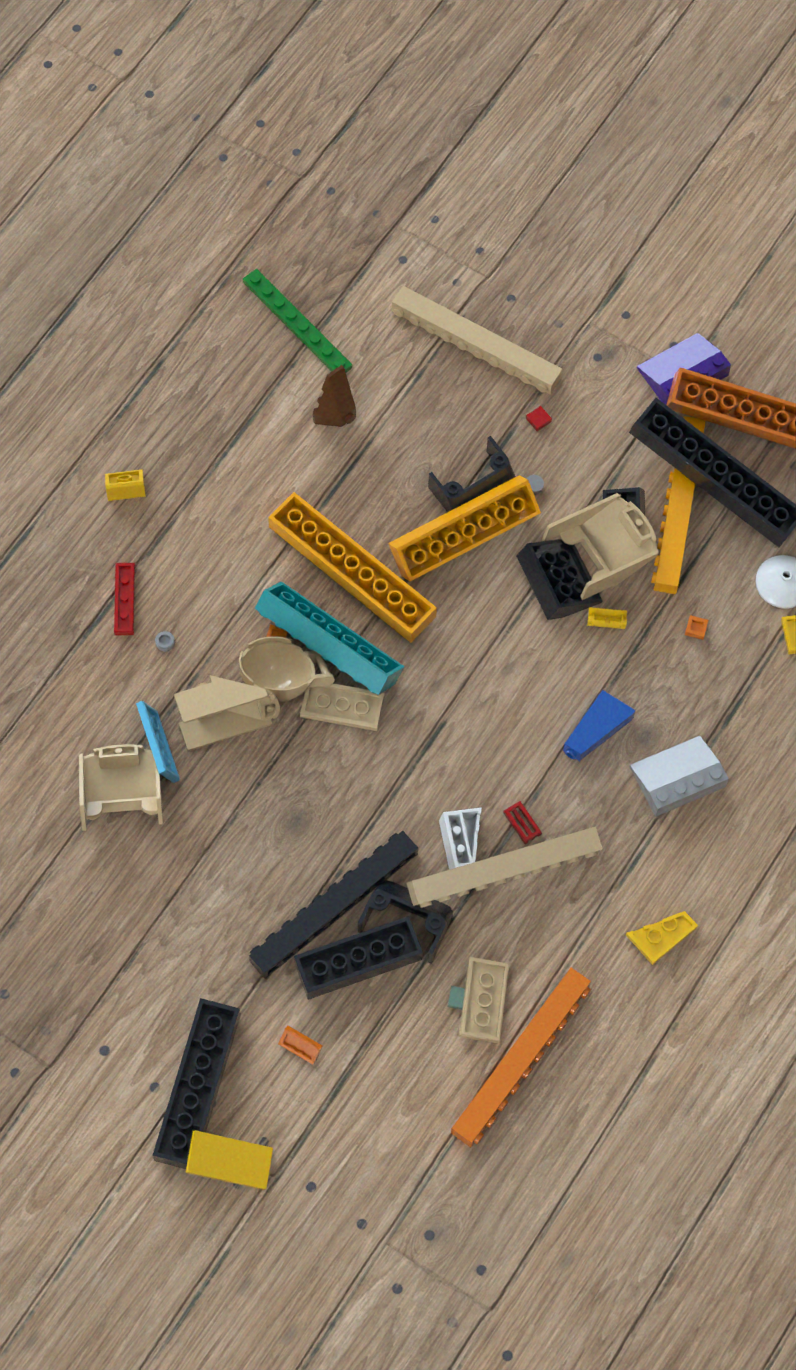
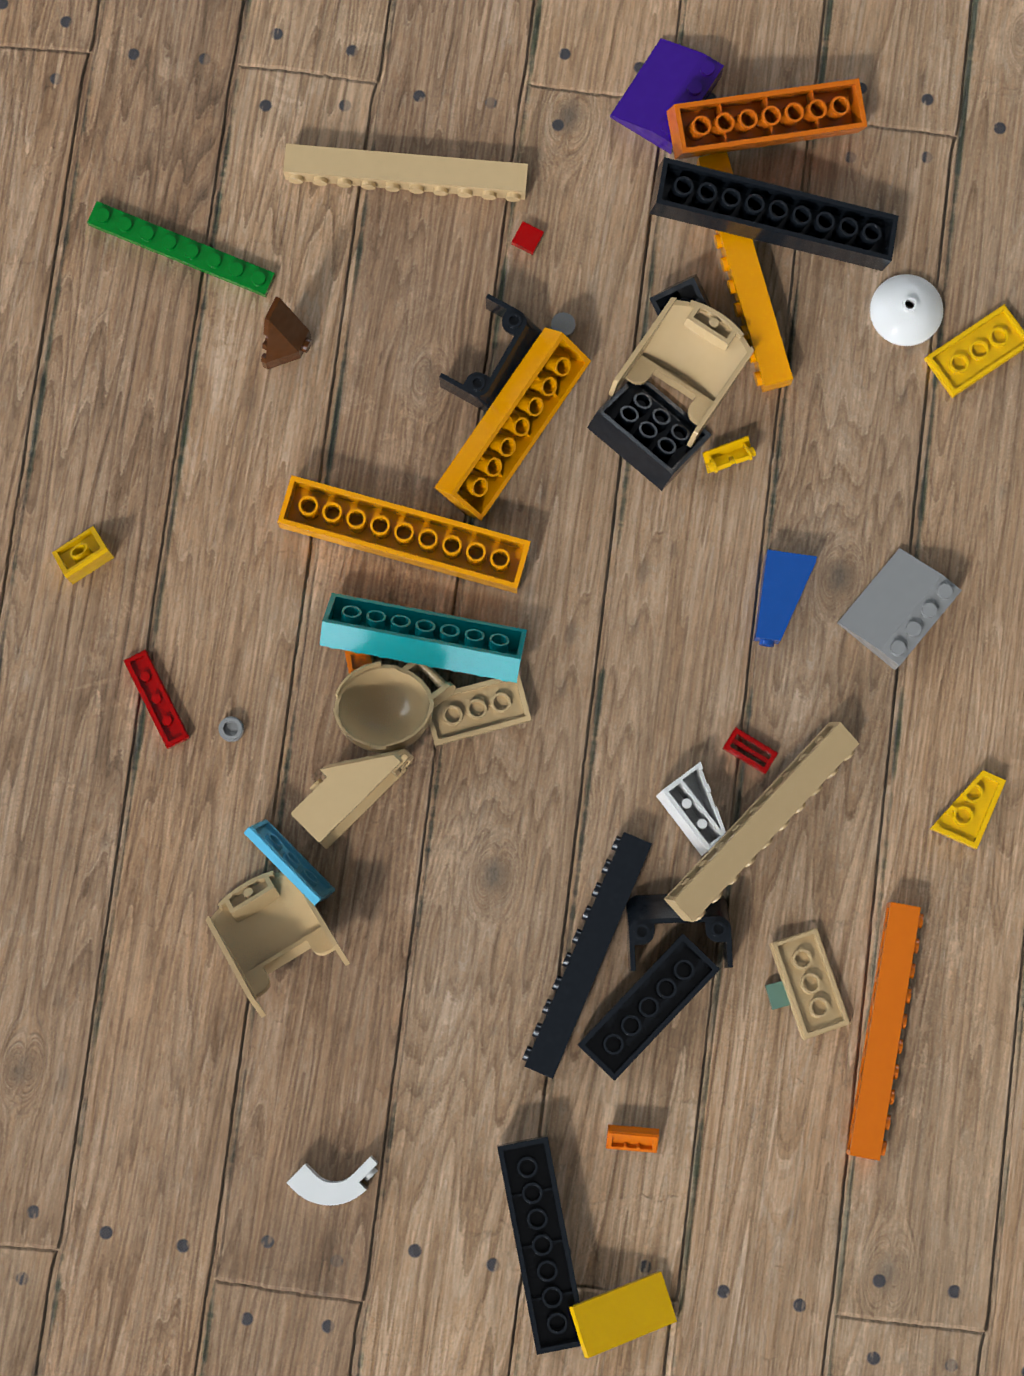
camera: 25 degrees left, 15 degrees up
(71, 980) = (326, 1192): none -> white arch
(696, 627) = (835, 417): orange plate -> none

